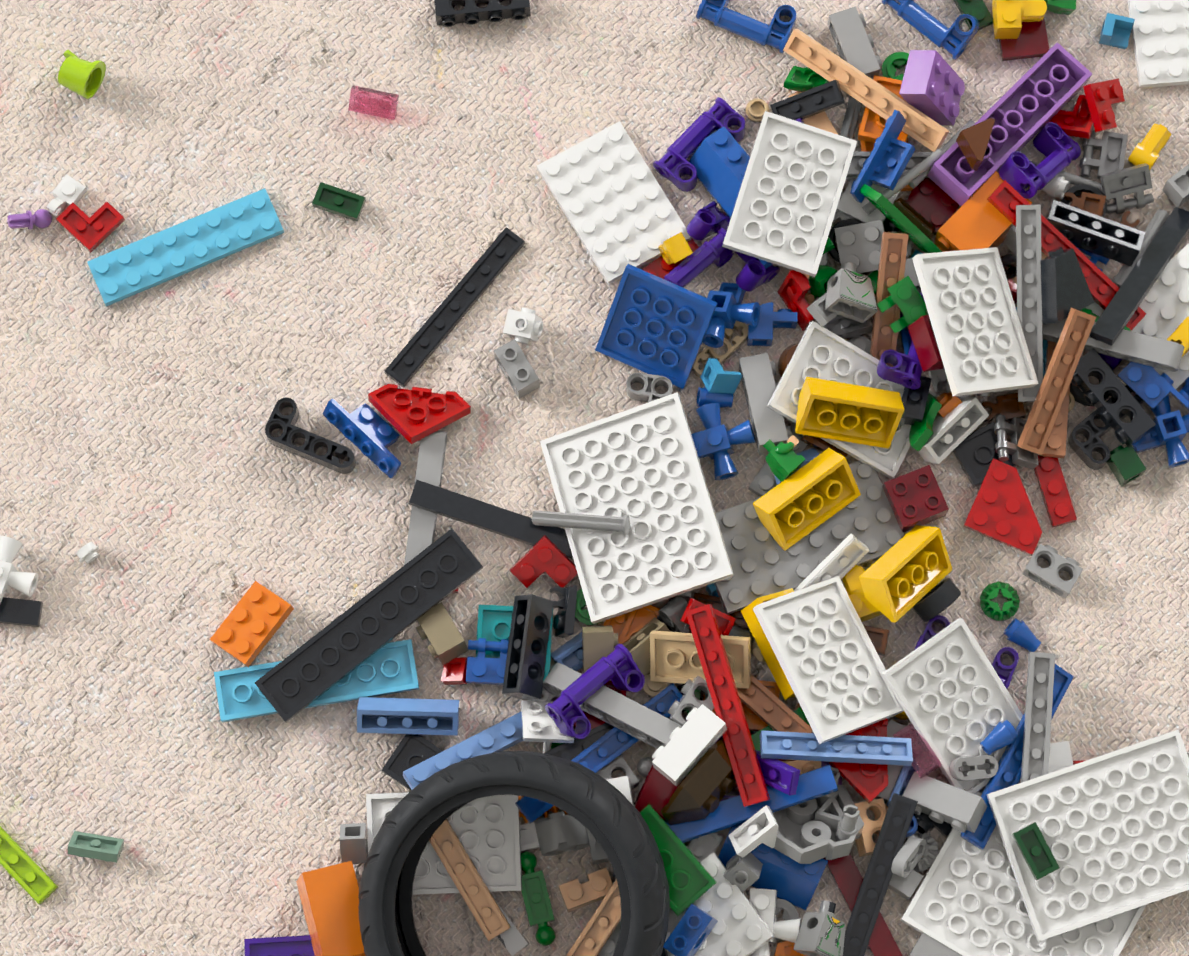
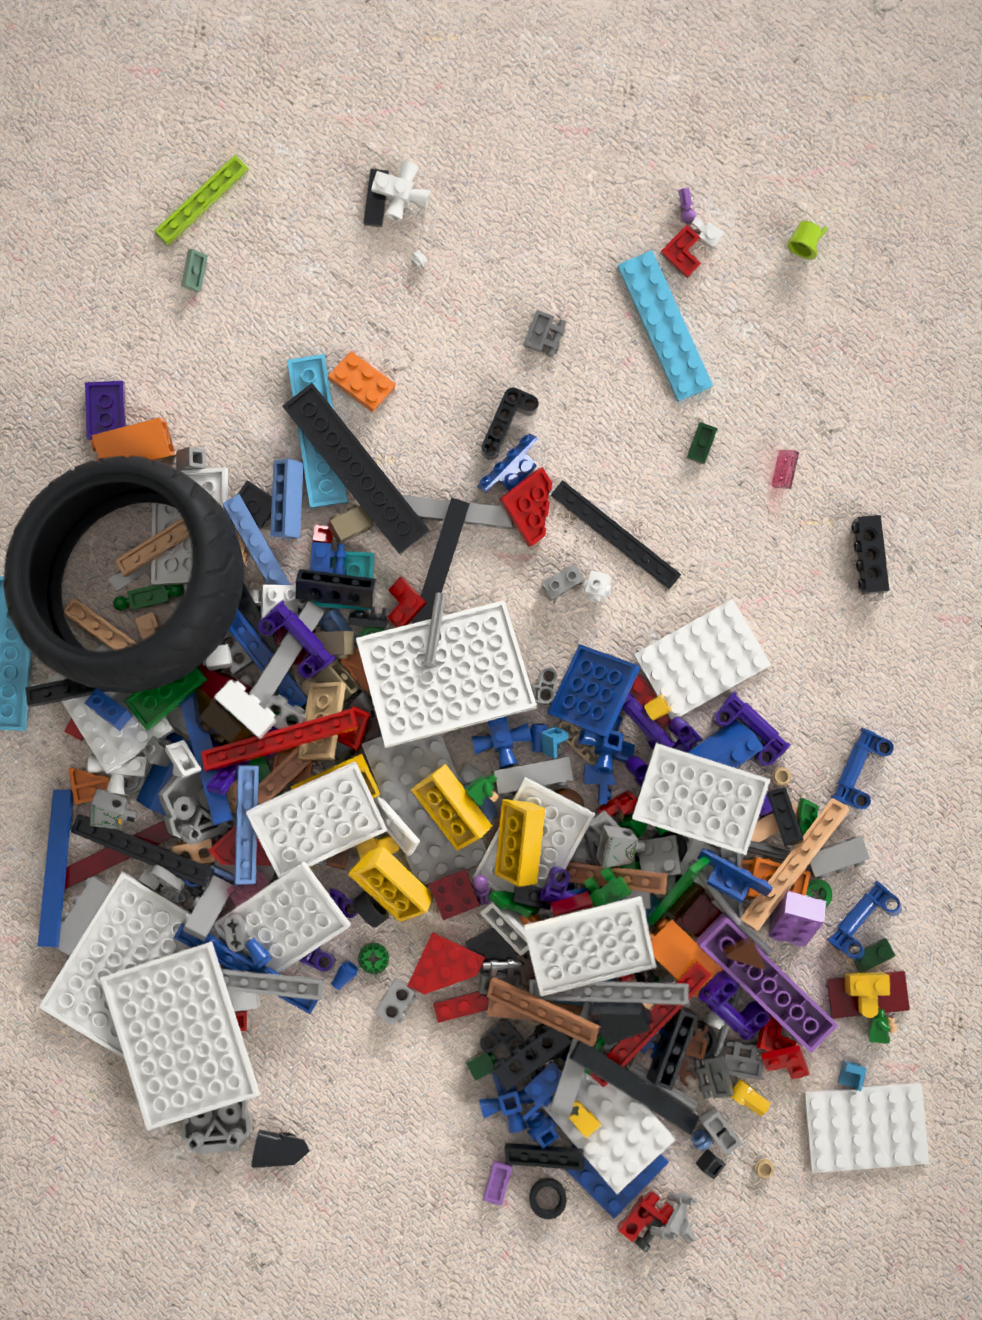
camera: 85 degrees right, 10 degrees up
(190, 400) = (539, 331): none -> flat silver plate
(906, 463) = (481, 889): none -> medium lavender axle
(1035, 851) = (164, 977): dark green plate -> none

